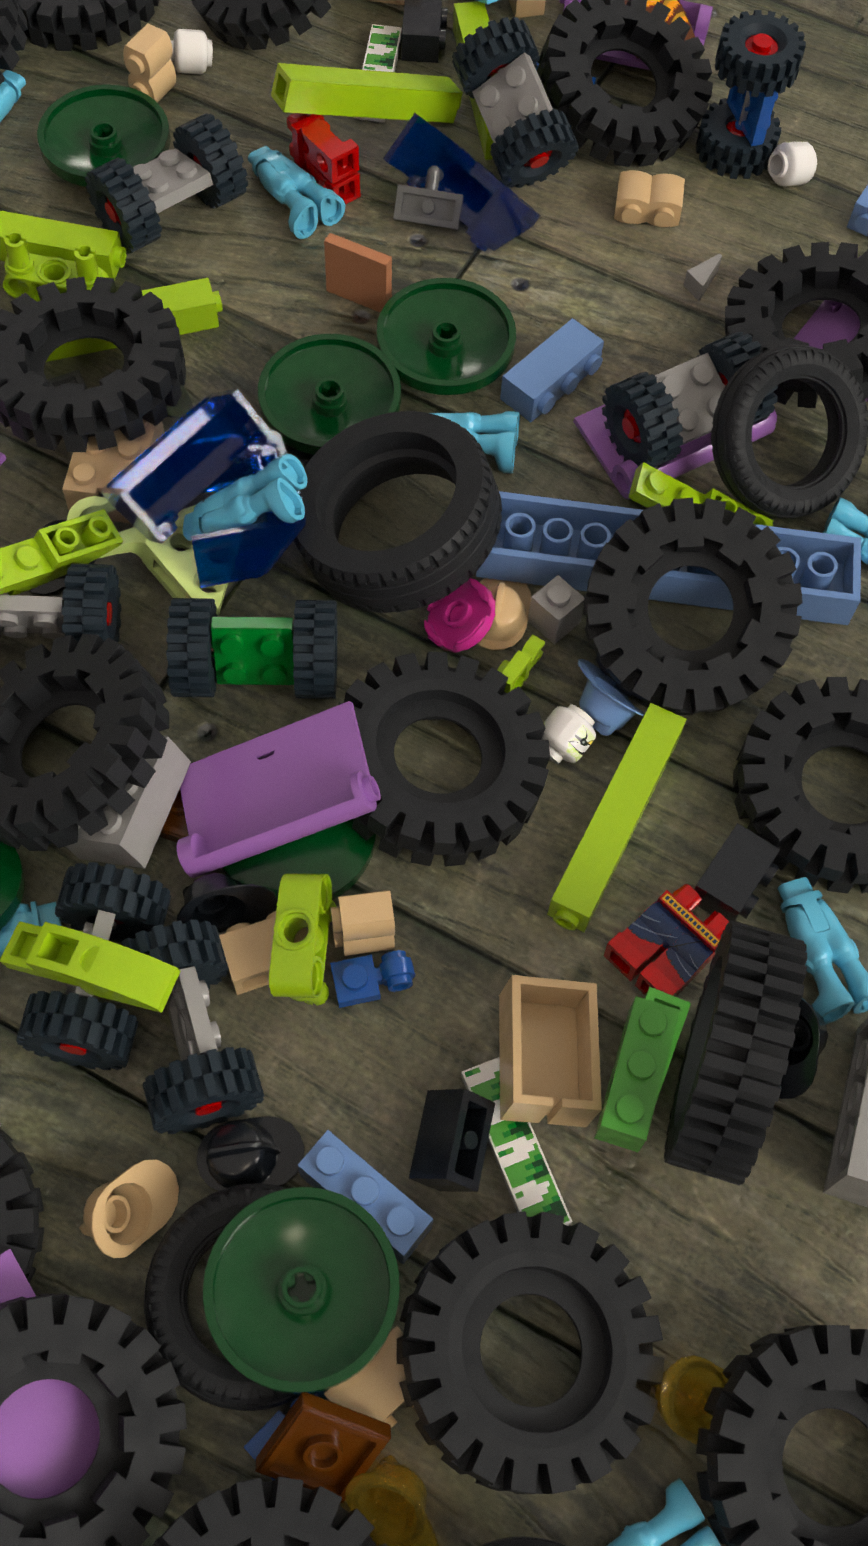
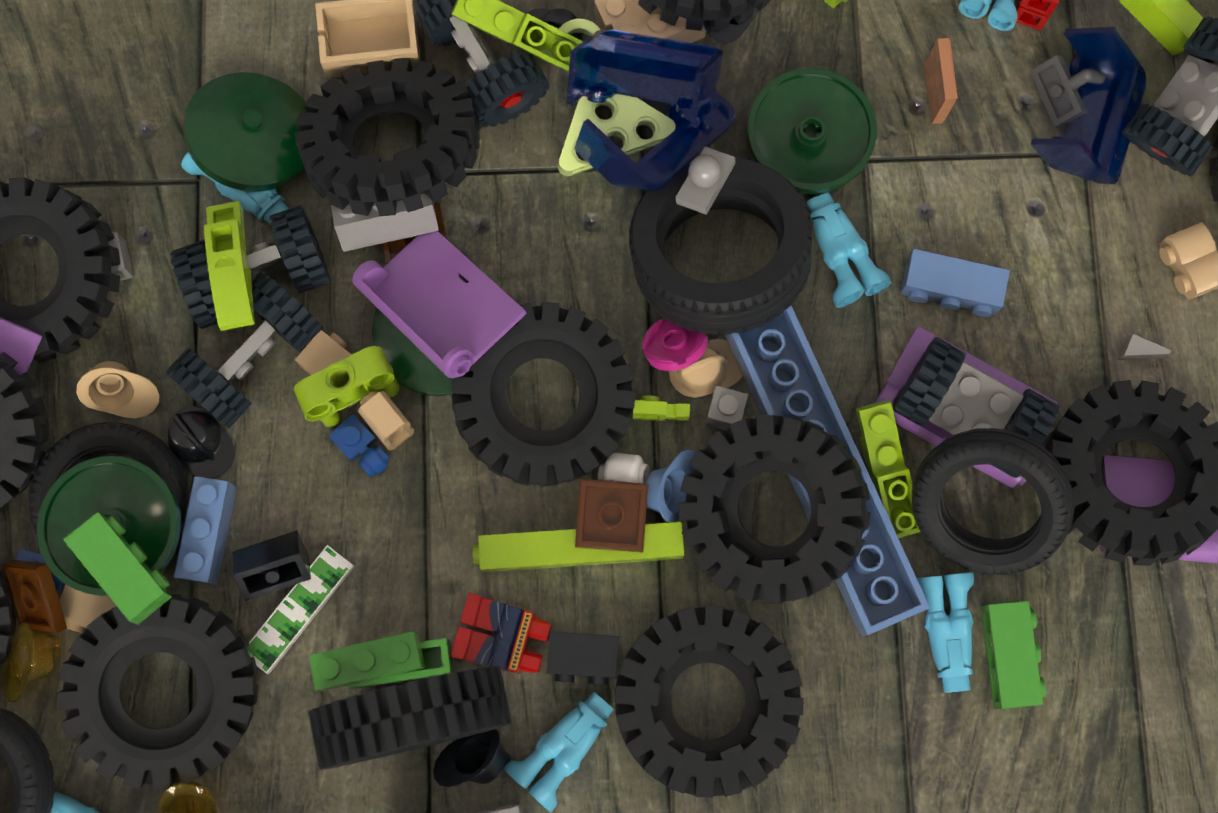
camera: 60 degrees right, 15 degrees up
(226, 902) = (348, 313): black piece -> none
(250, 496) = (637, 131): medium azure piece -> none
(252, 649) = (523, 183): black plate -> none
(329, 480) = (705, 180): none -> light grey tile
(368, 1290) = (119, 567): none -> bright green brick
(447, 335) = (928, 183): dark green dish -> none
(549, 1051) = (365, 594): tan piece -> none
(608, 758) = (611, 515): none -> reddish brown tile

